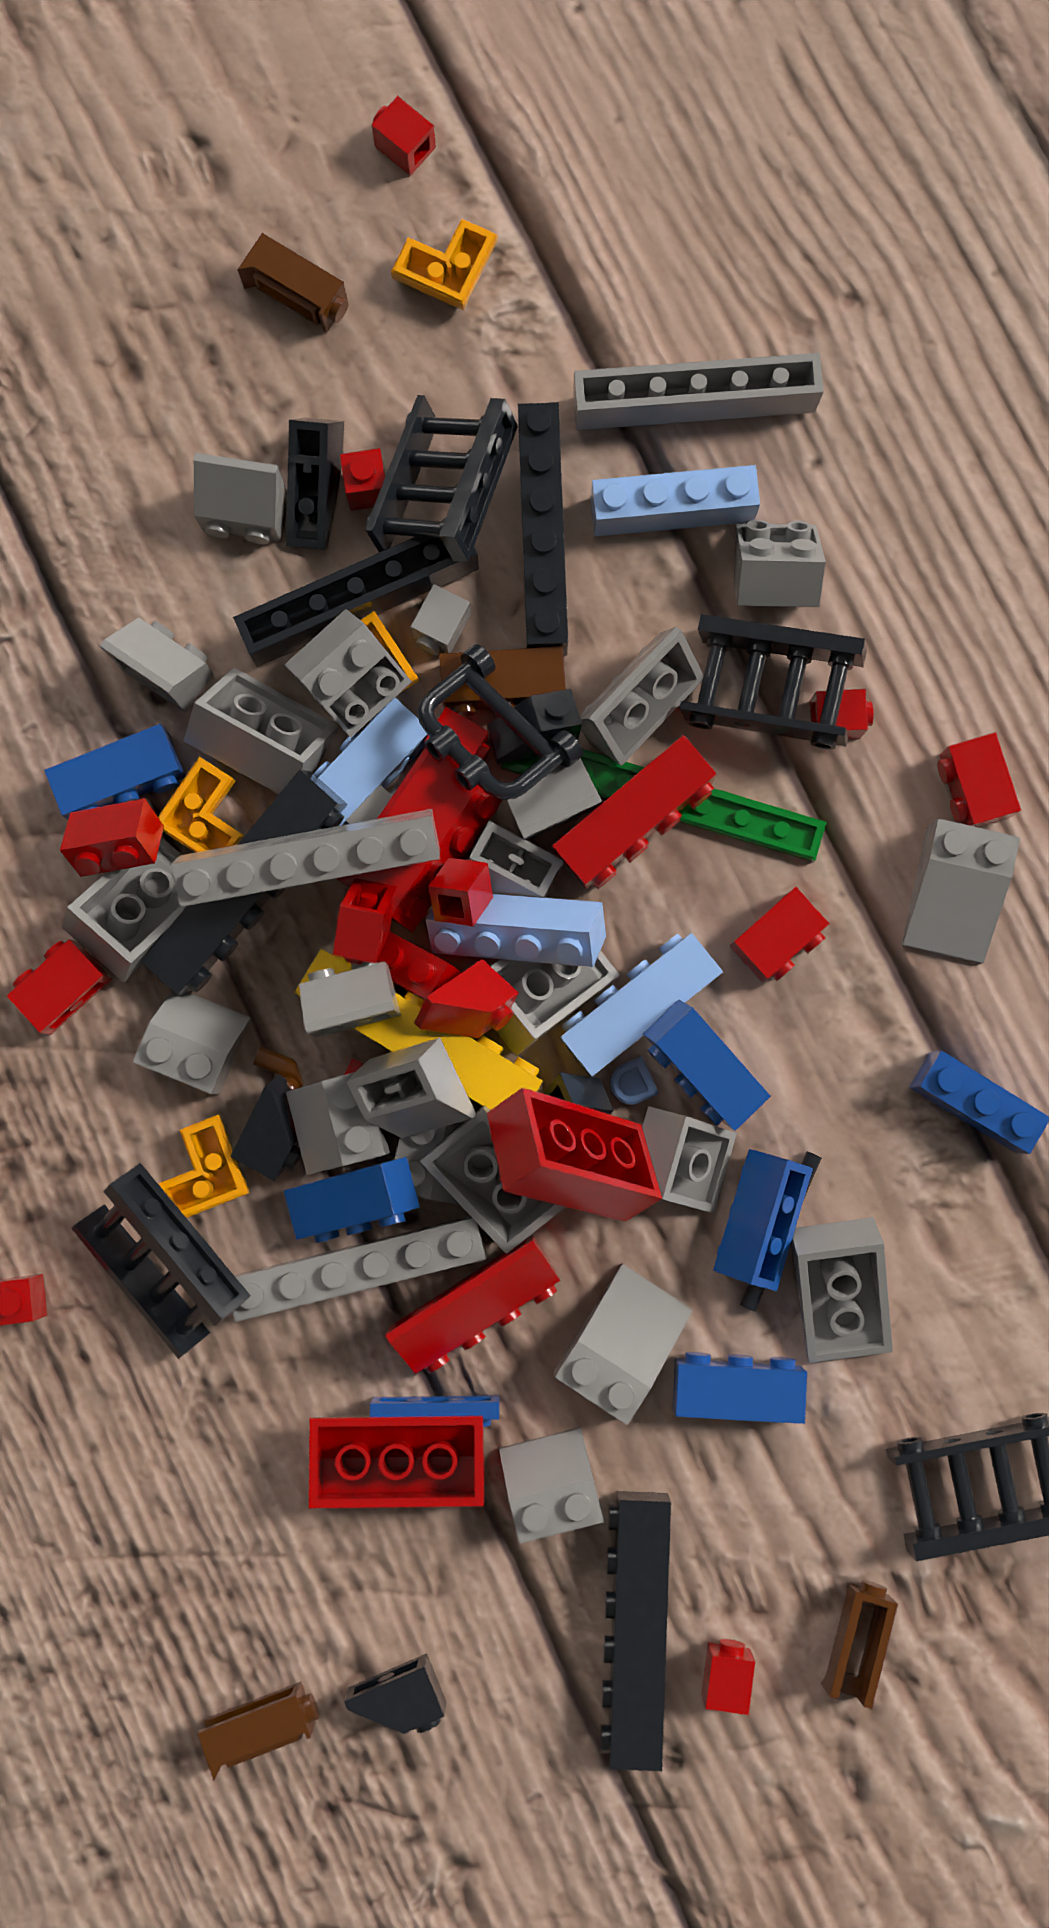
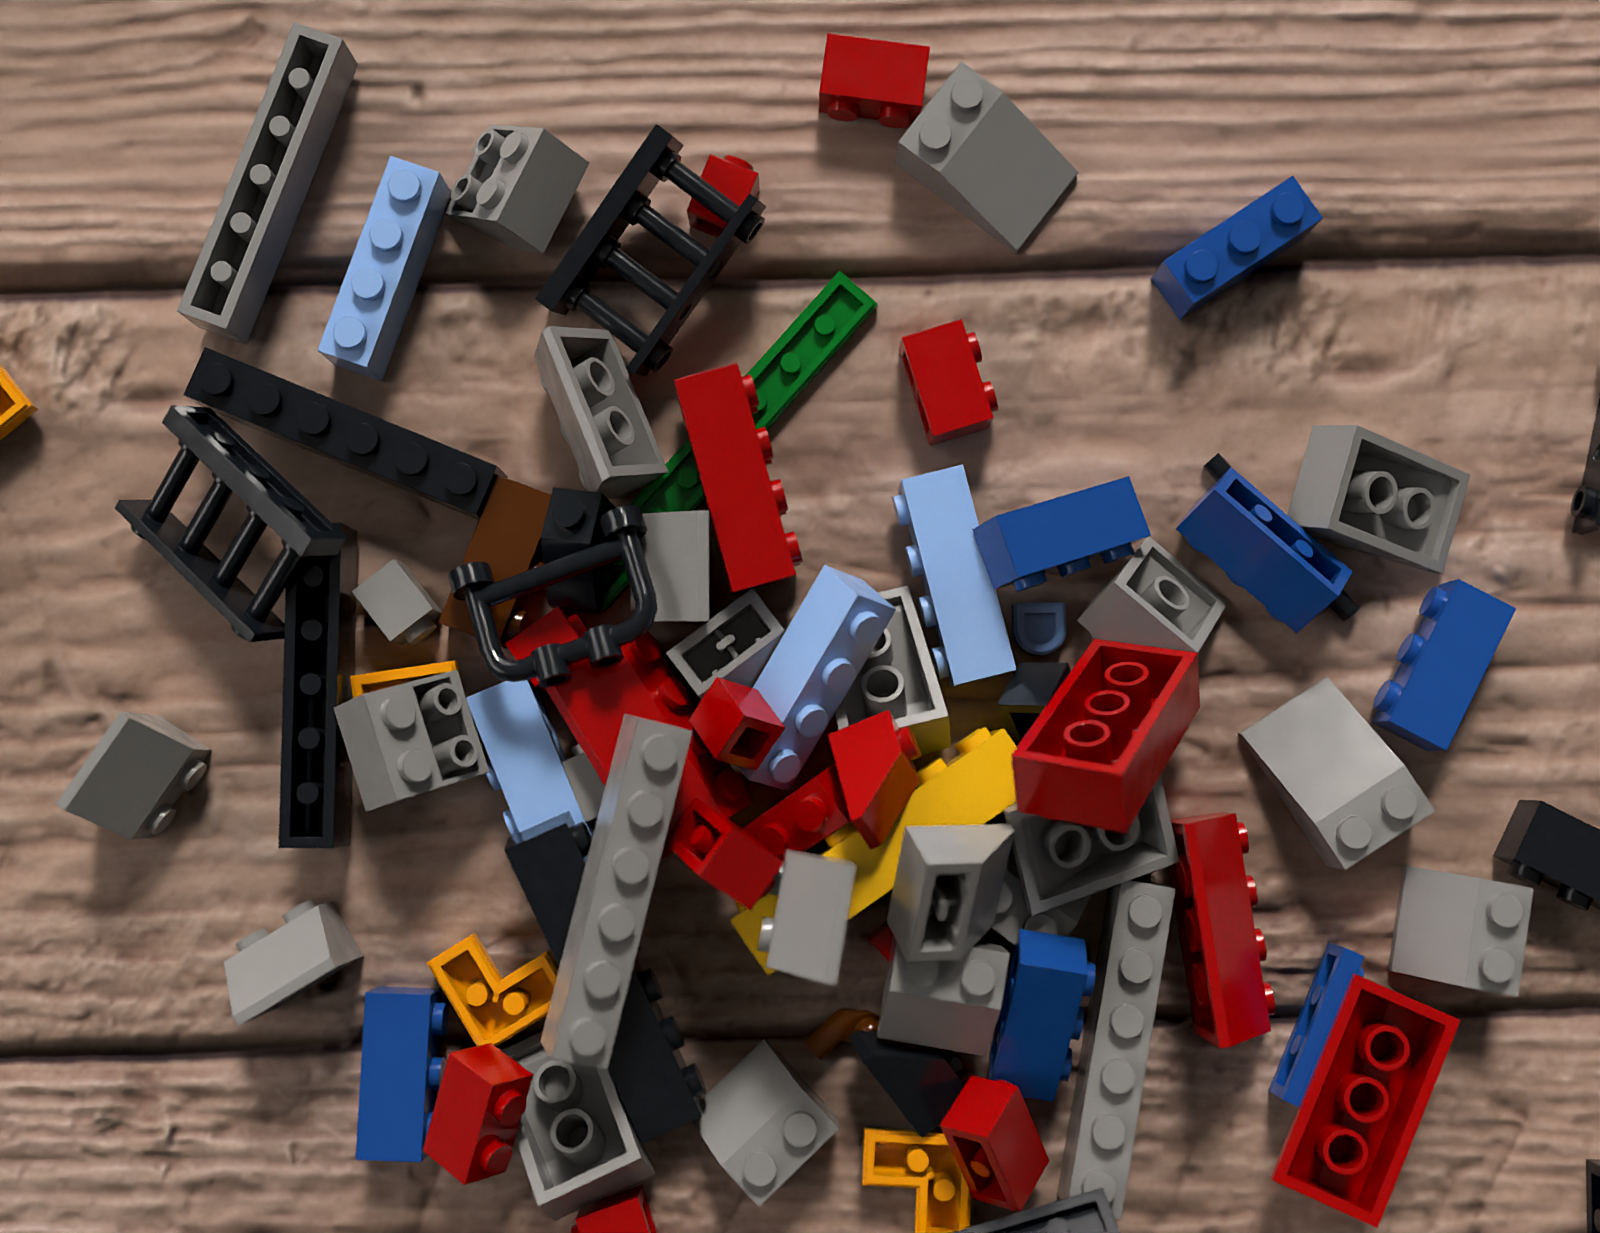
camera: 65 degrees left, 0 degrees up
(249, 1208) = (995, 1142): none -> red brick
(258, 730) = (428, 878): light grey slope -> none
(312, 480) = (156, 678): black slope -> none
(362, 477) = (183, 616): red brick -> none

